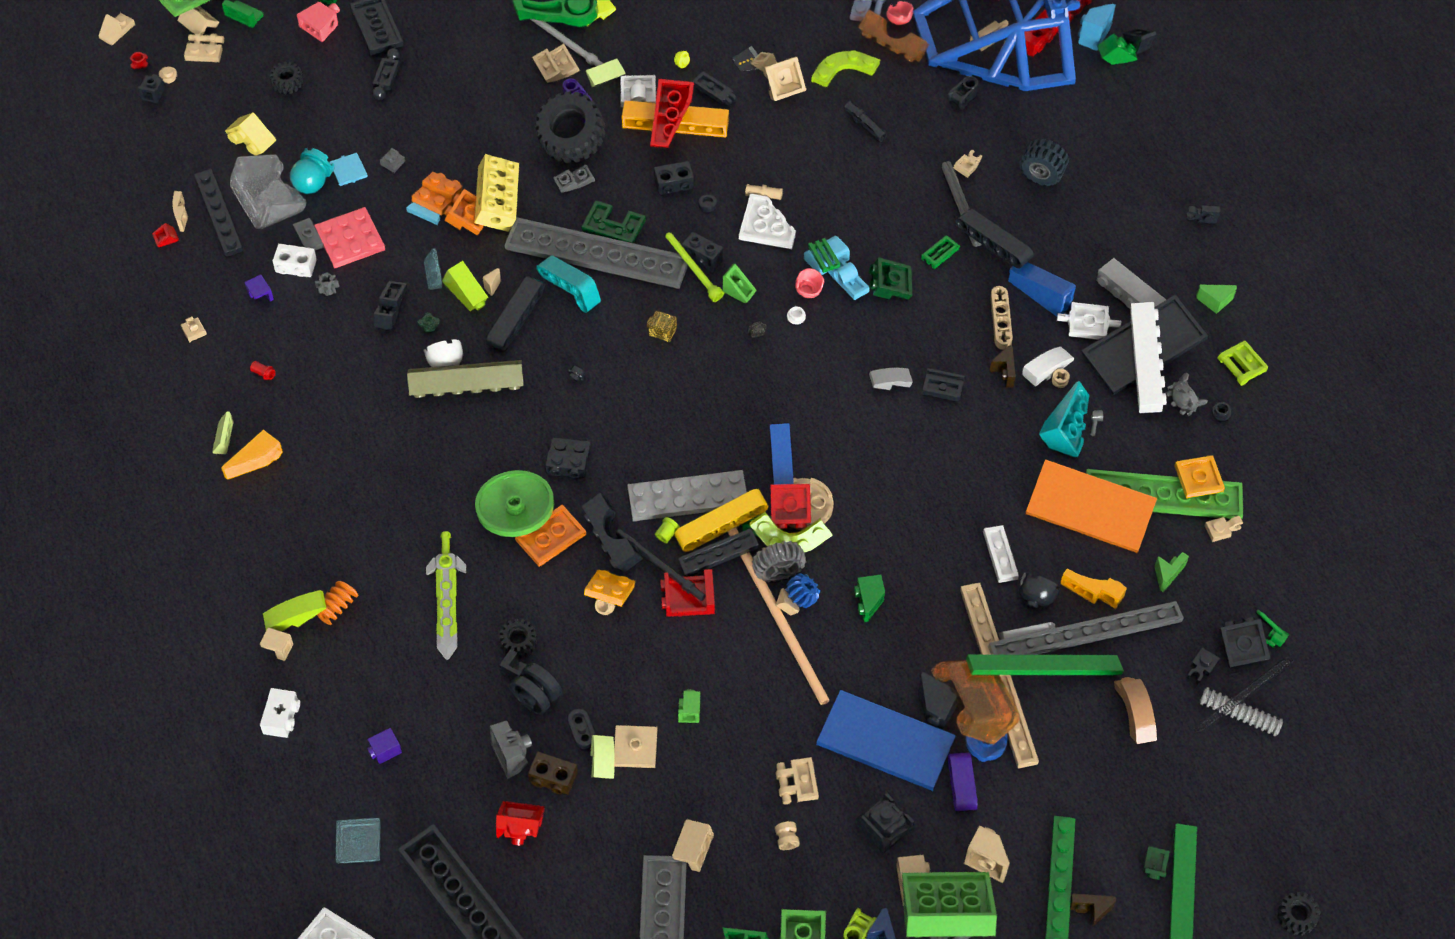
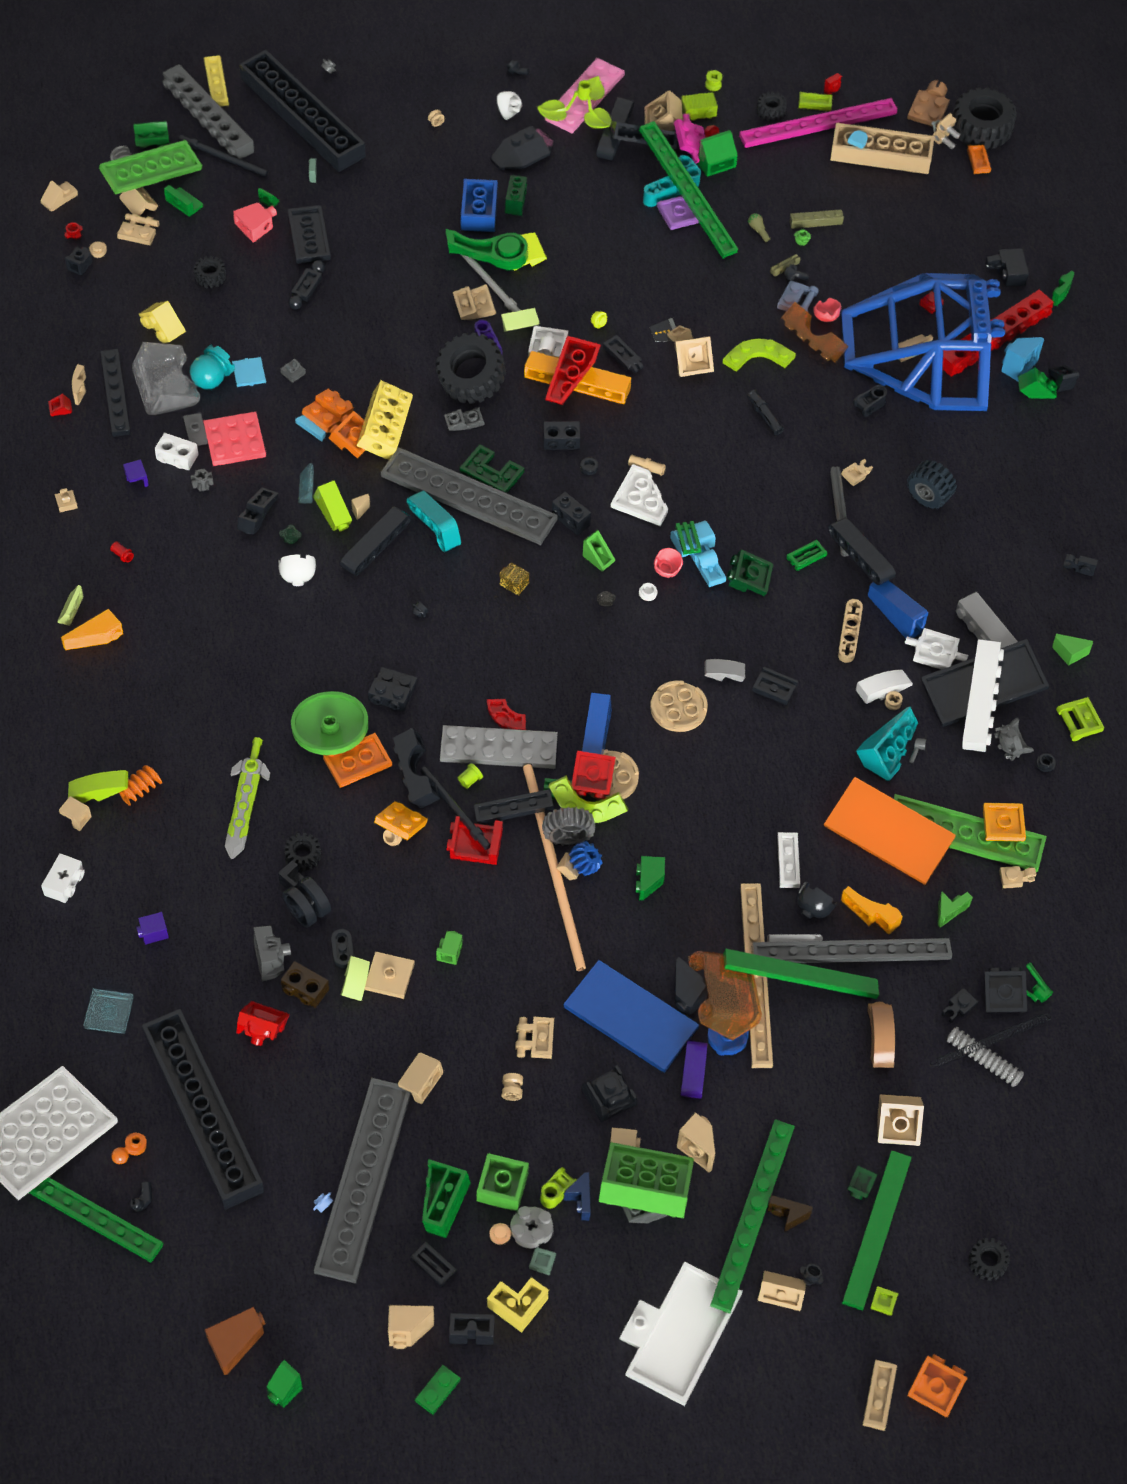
camera: 10 degrees right, 0 degrees up
(465, 378) = (312, 594): brick -> none
(686, 464) = (504, 715): none -> red tile
(715, 293) = (573, 555): lime piece -> none
(721, 520) = (523, 776): yellow beam -> none
(854, 422) = (678, 706): none -> tan tile
(1005, 363) = (840, 676): dark brown slope -> none
(1176, 791) = (900, 1119): none -> tan slope

